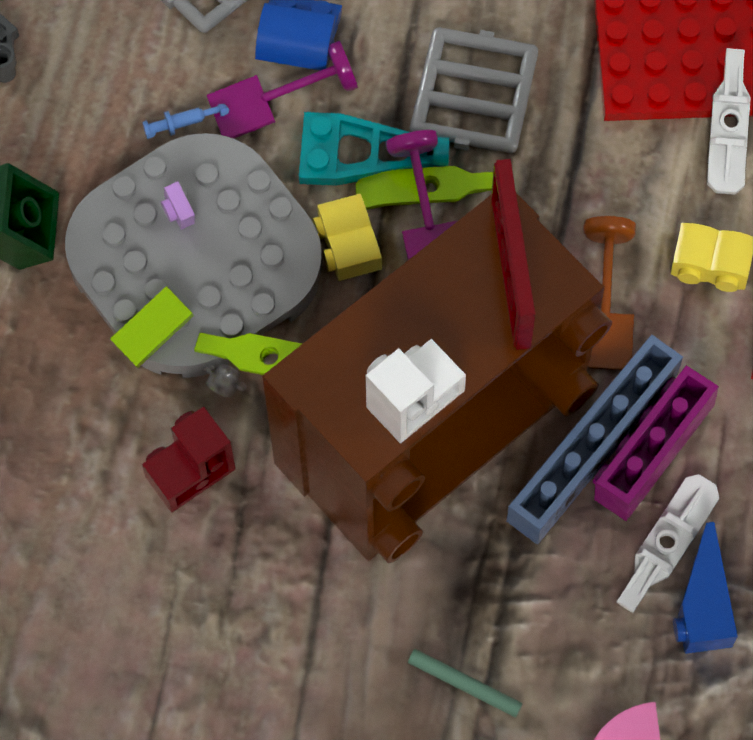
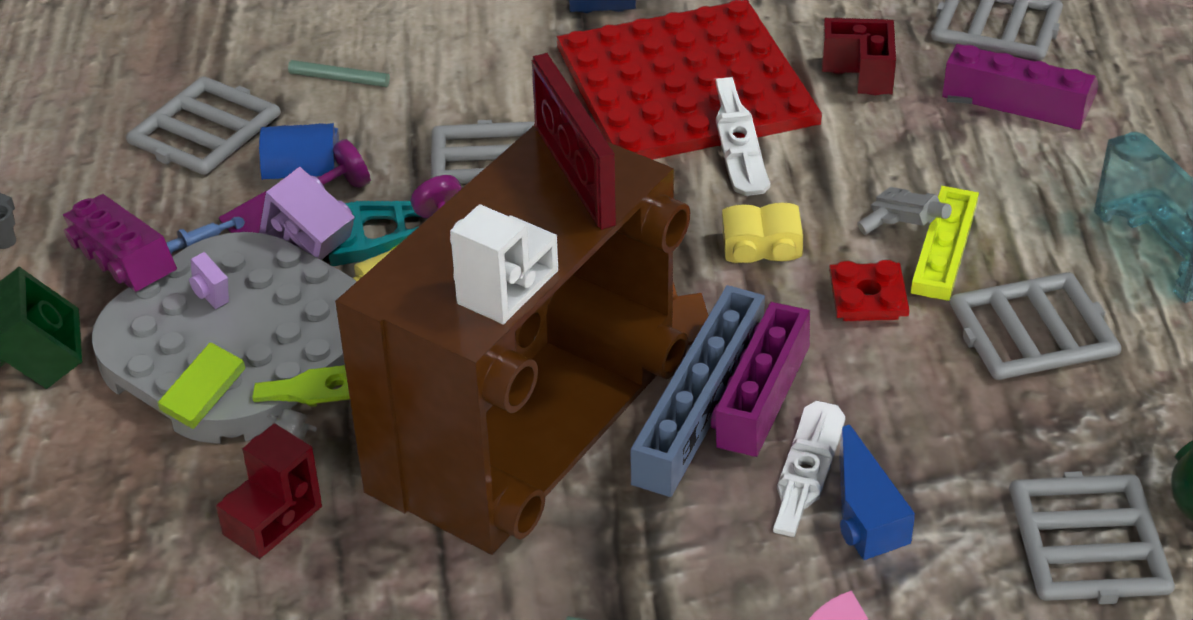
camera: 15 degrees left, 25 degrees down
(106, 126) = (118, 242): none -> magenta brick
(285, 141) = (306, 214): none -> lavender brick

